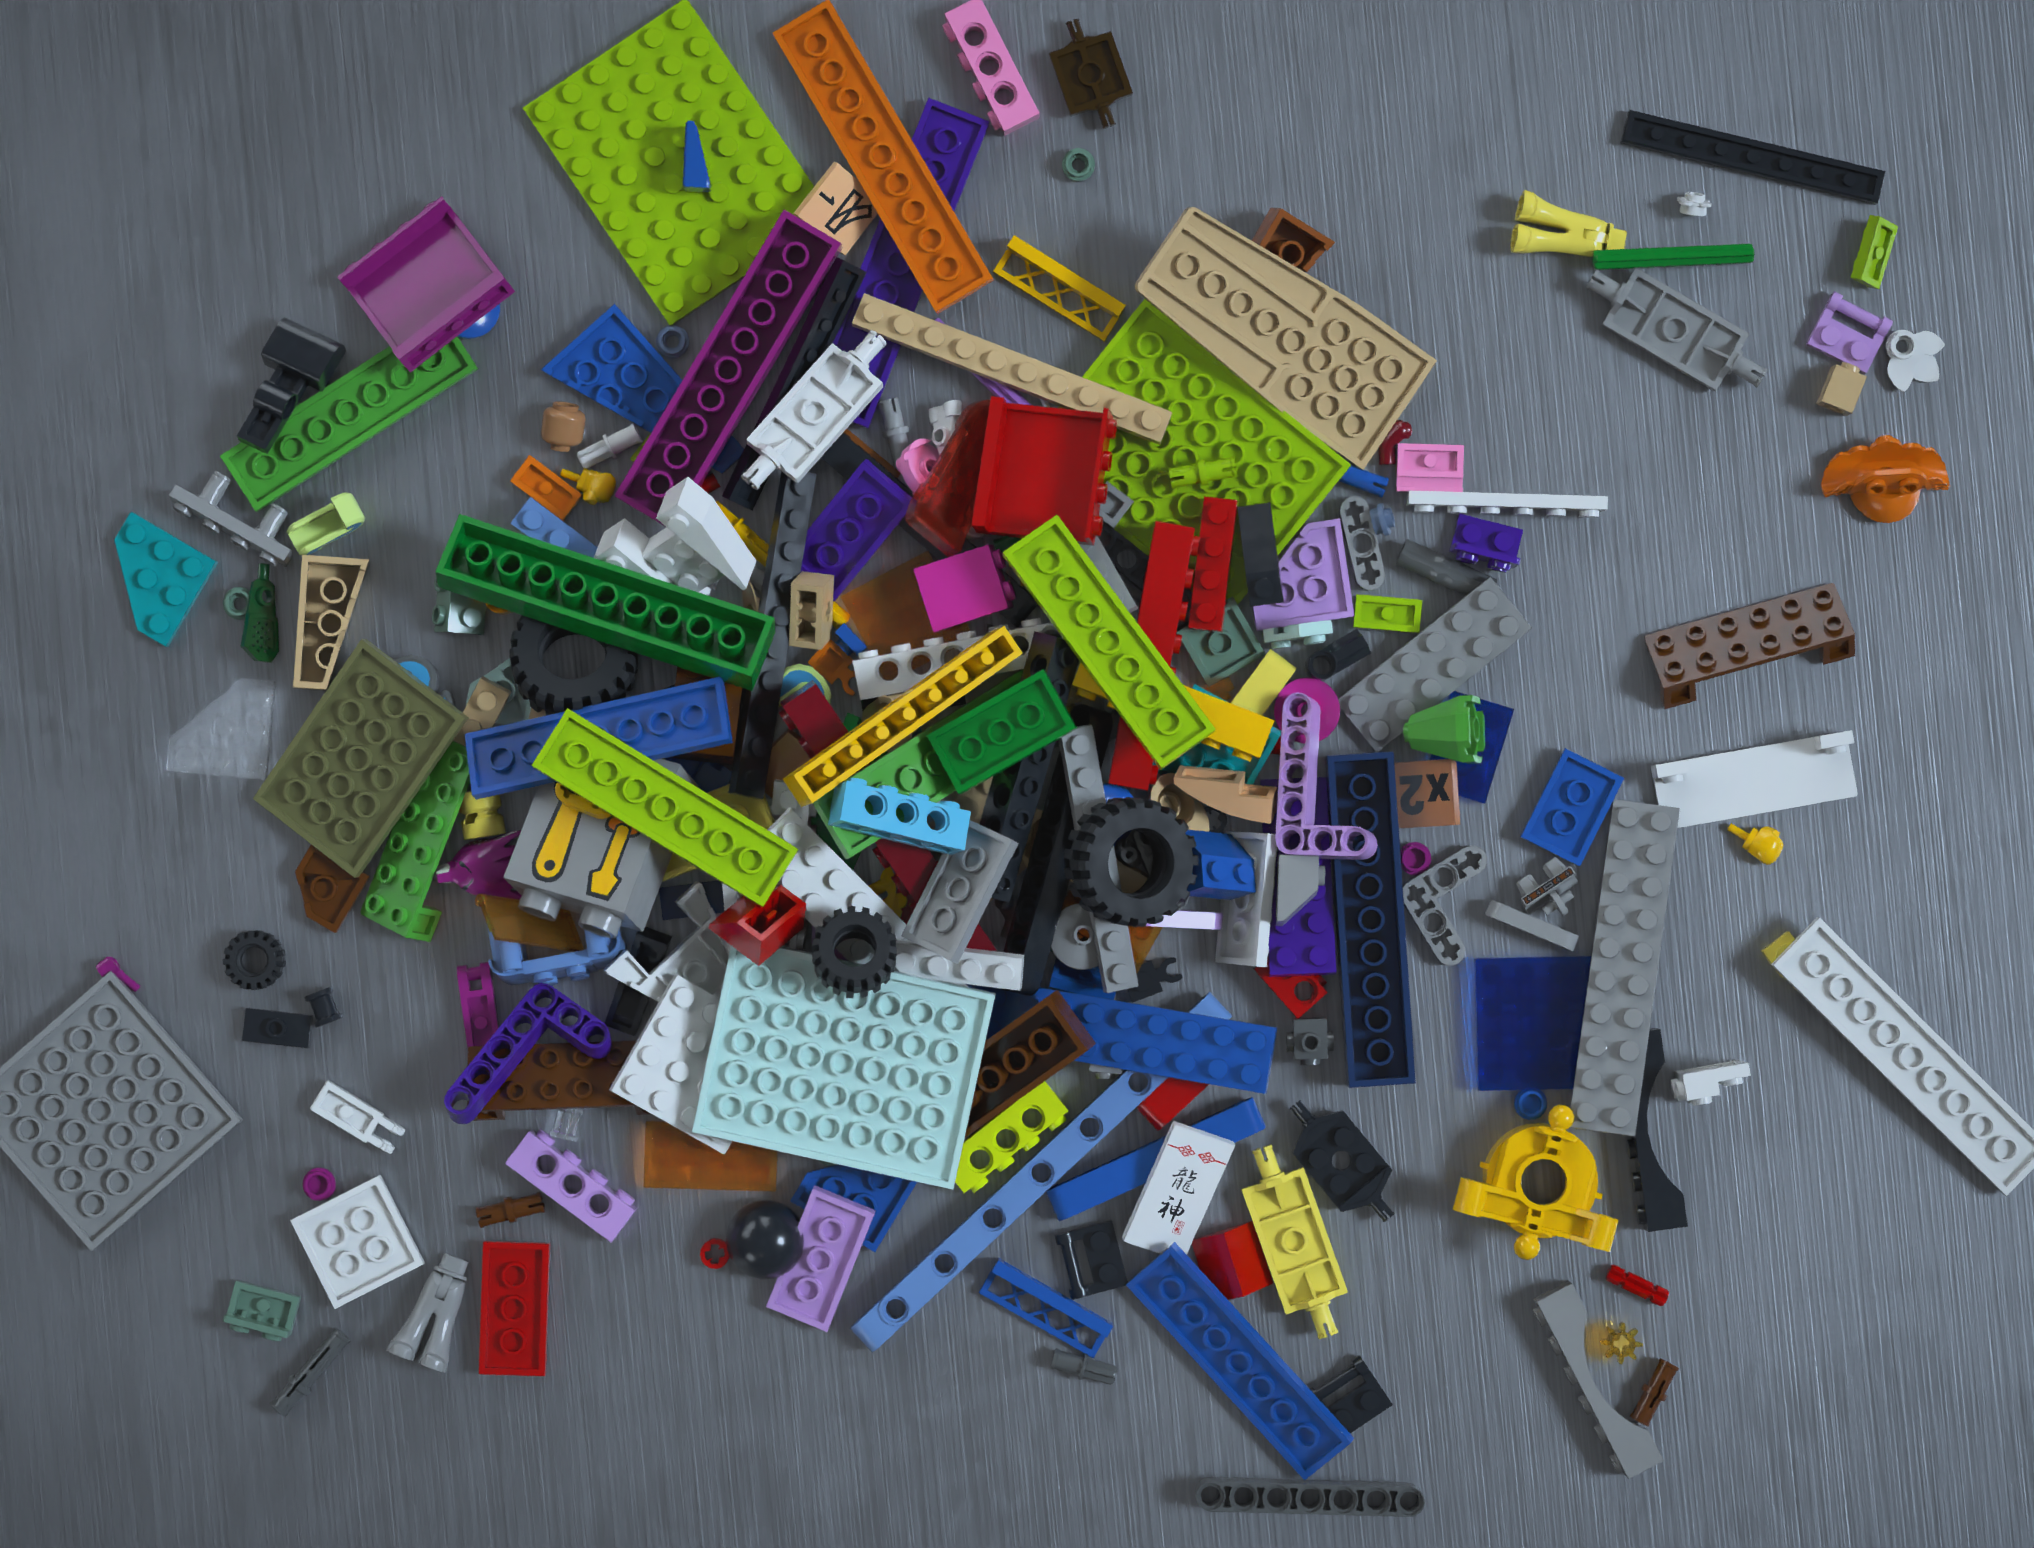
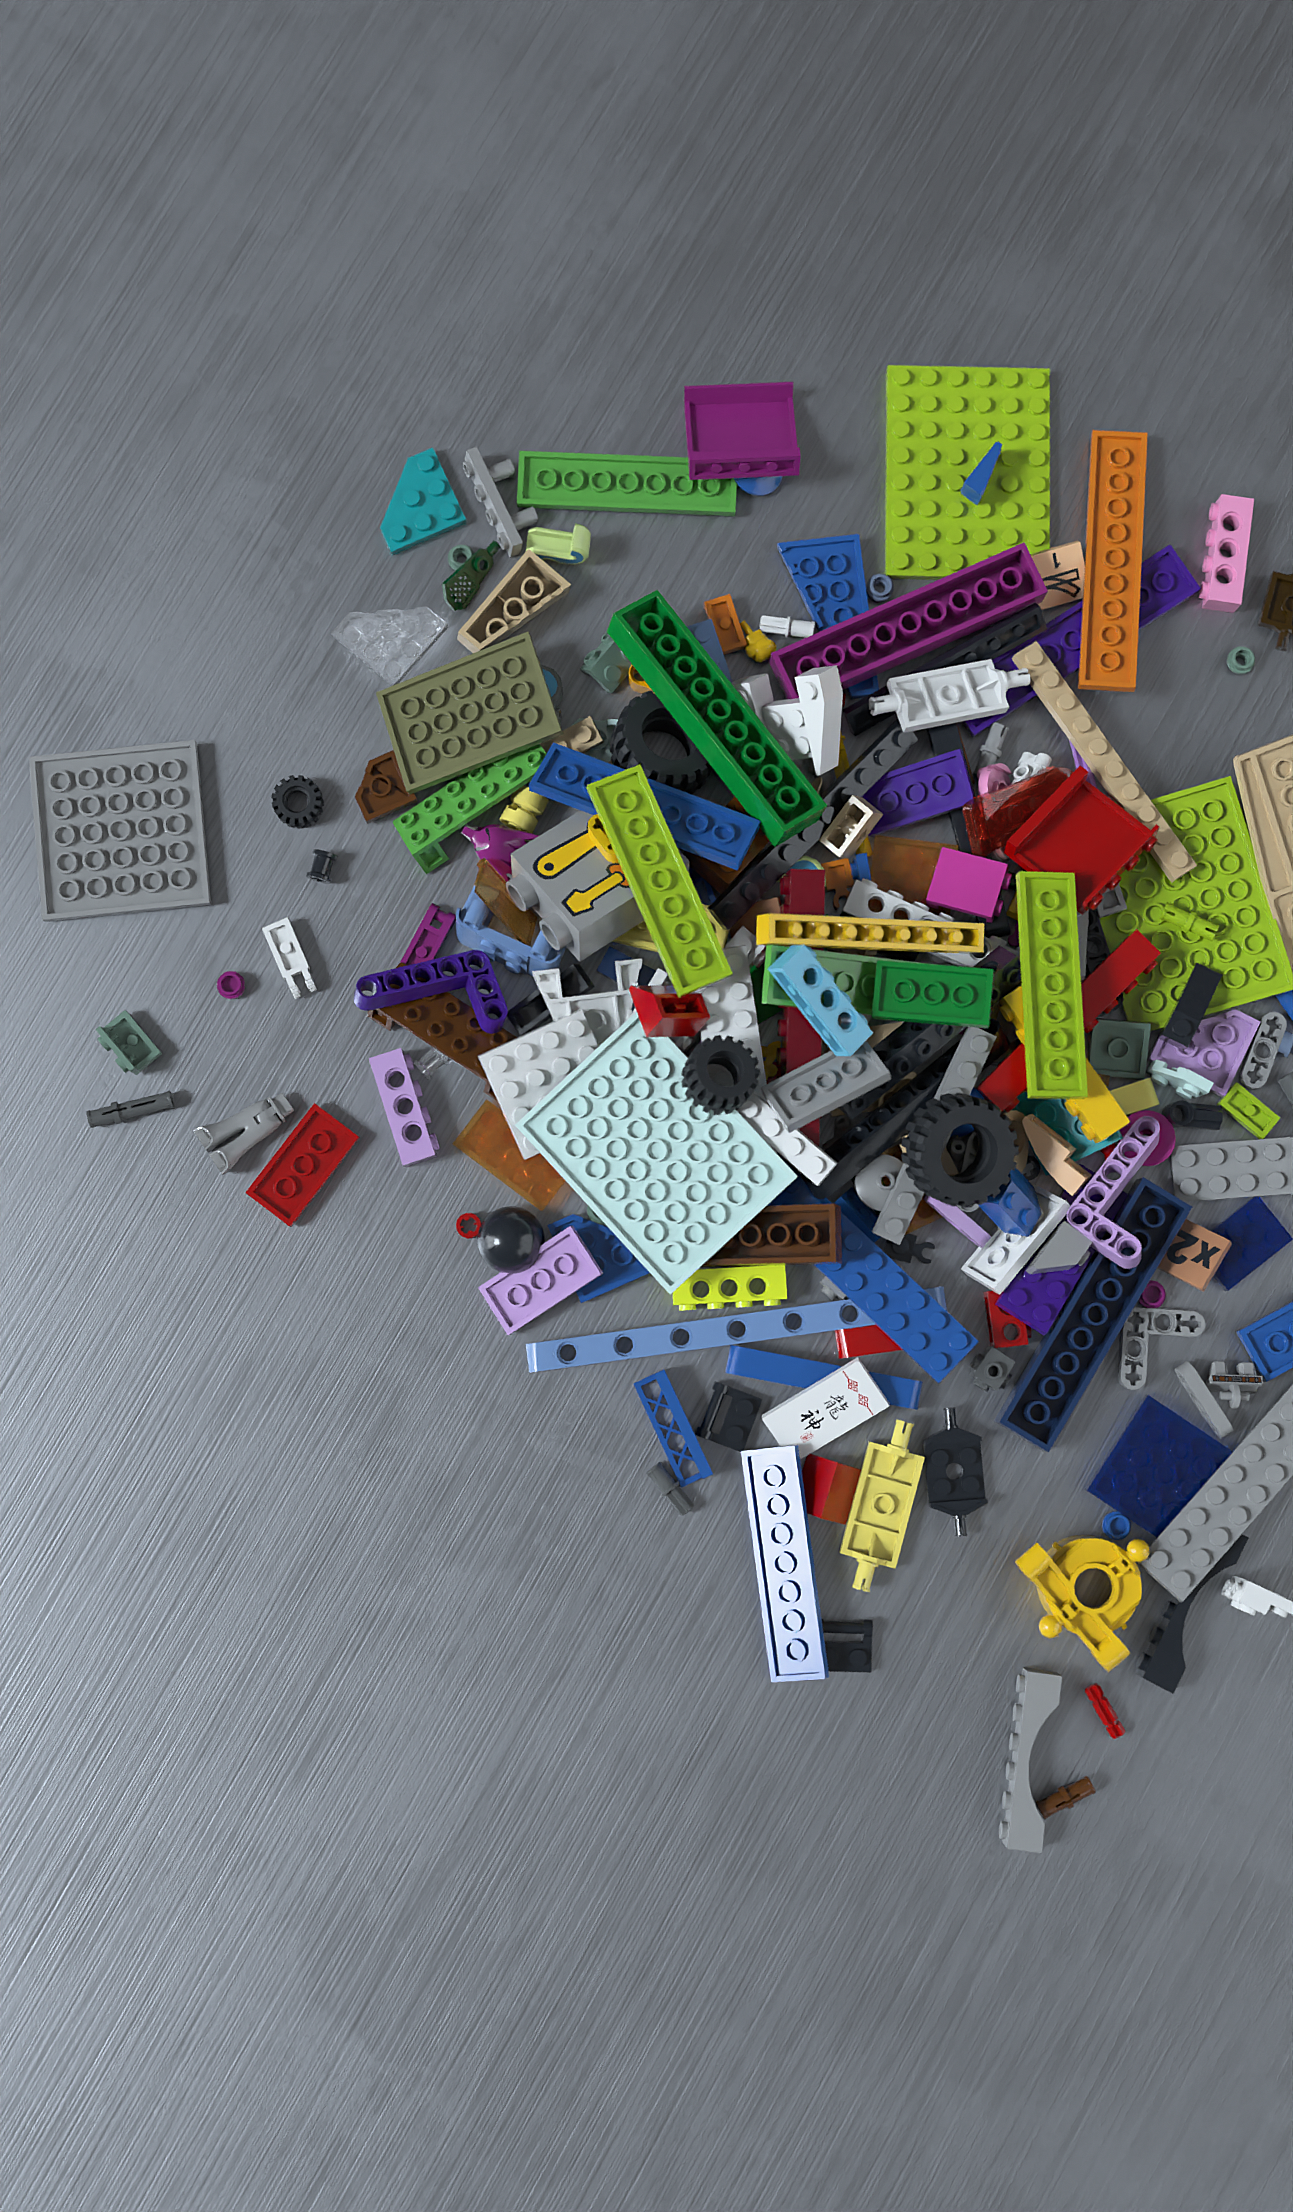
camera: 30 degrees right, 5 degrees down
(110, 964) = (200, 739): magenta hand -> none
(277, 1027) = (280, 859): black plate -> none
(299, 361) = (617, 424): black plate -> none
(357, 1241) = (228, 1042): white plate -> none
(510, 1209) = (349, 1095): reddish brown pin -> none
(563, 426) = (765, 590): medium nougat head -> none
(1067, 278) = (1181, 729): yellow fence -> none
(1213, 564) = (1152, 989): red plate -> none
(1324, 1504) = (776, 1707): dark grey beam -> none
(1449, 730) = (1241, 1219): bright green cone -> none
(1627, 1350) = (1071, 1738): clear yellow gear -> none

